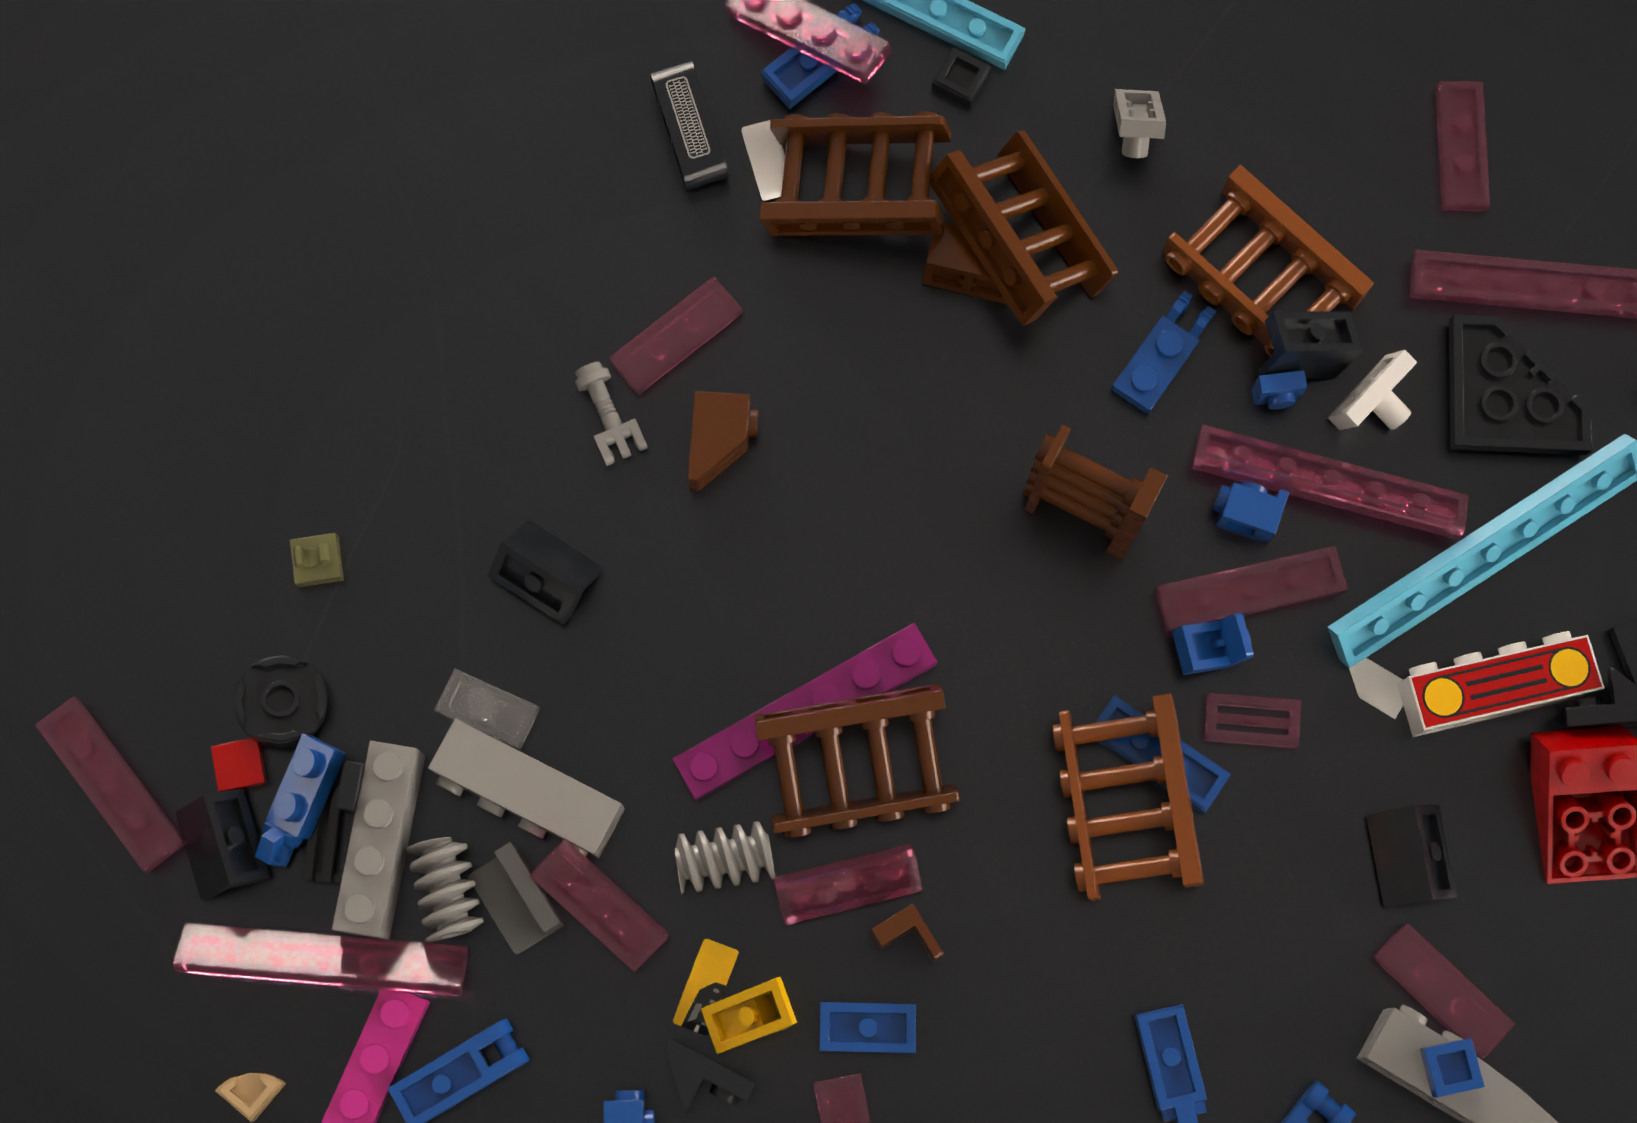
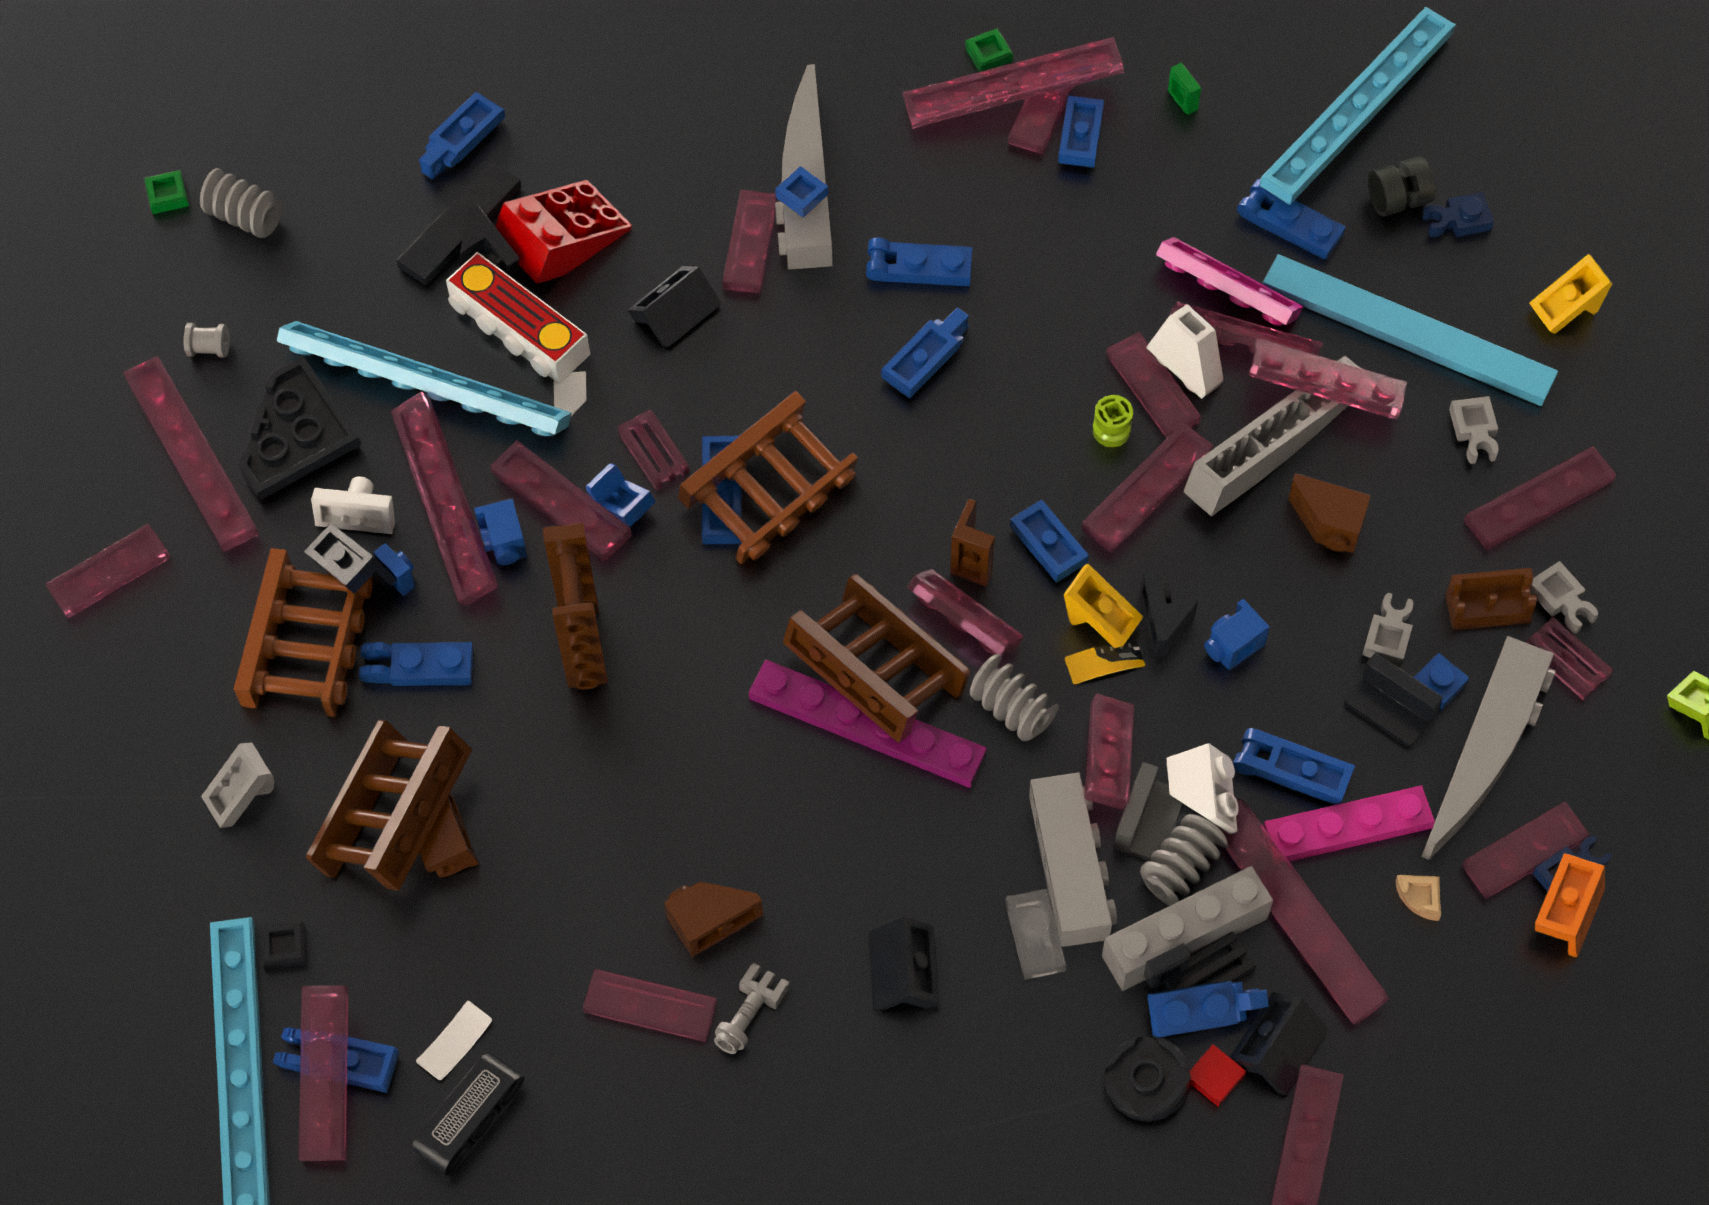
camera: 125 degrees left, 15 degrees down
(316, 560) = (1023, 1138): olive tile -> none
(491, 961) = (1204, 783): none -> white slope
(874, 213) = (451, 911): reddish brown fence -> none

